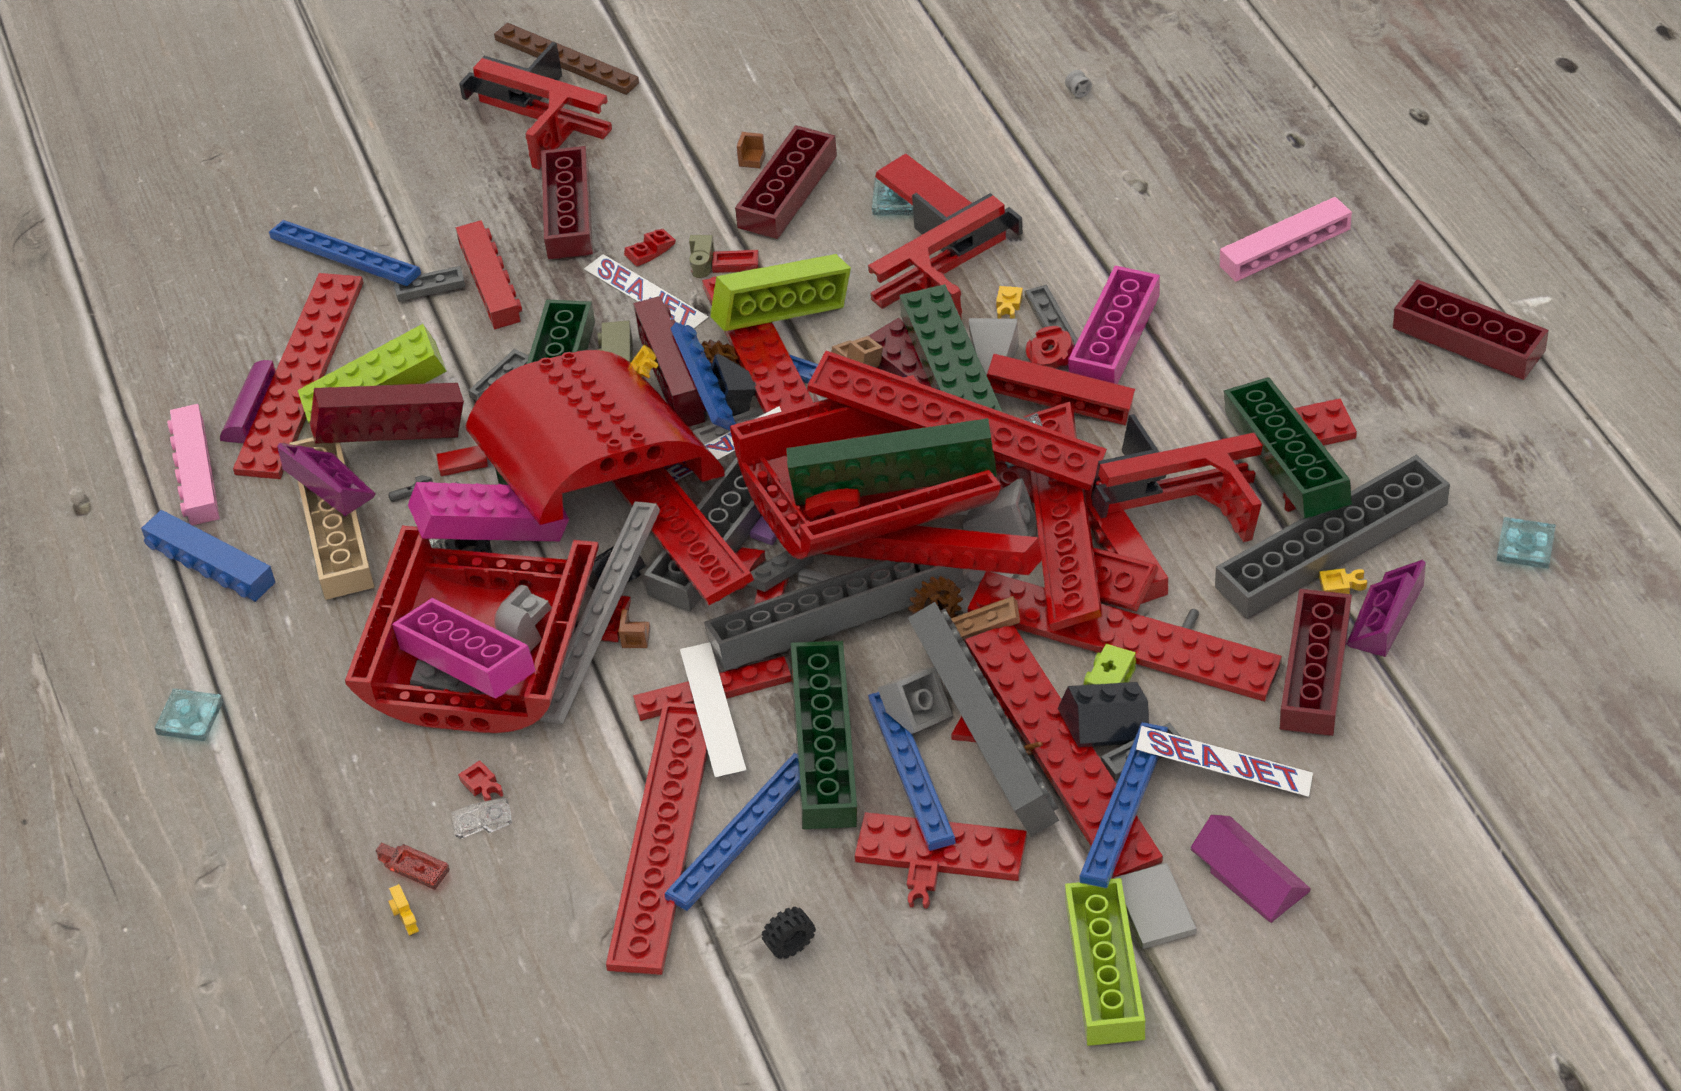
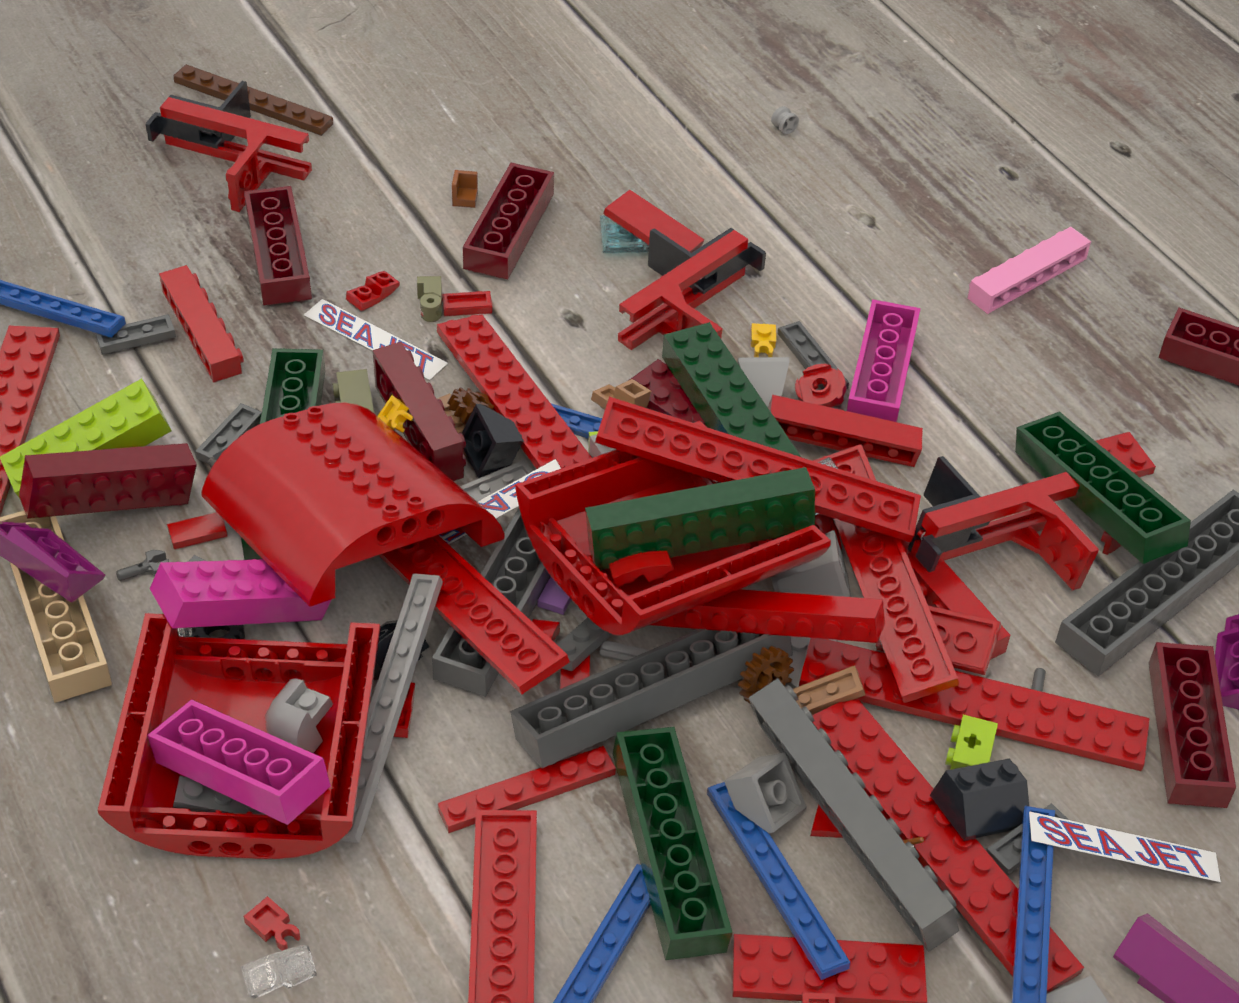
camera: 15 degrees left, 0 degrees up
(633, 633) = (426, 725): dark orange panel -> none
(703, 375) = (464, 429): blue plate -> none
(712, 710) = (536, 818): white sticker -> none
(780, 292) = (529, 335): lime brick -> none
(1340, 582) = (1184, 631): yellow plate -> none

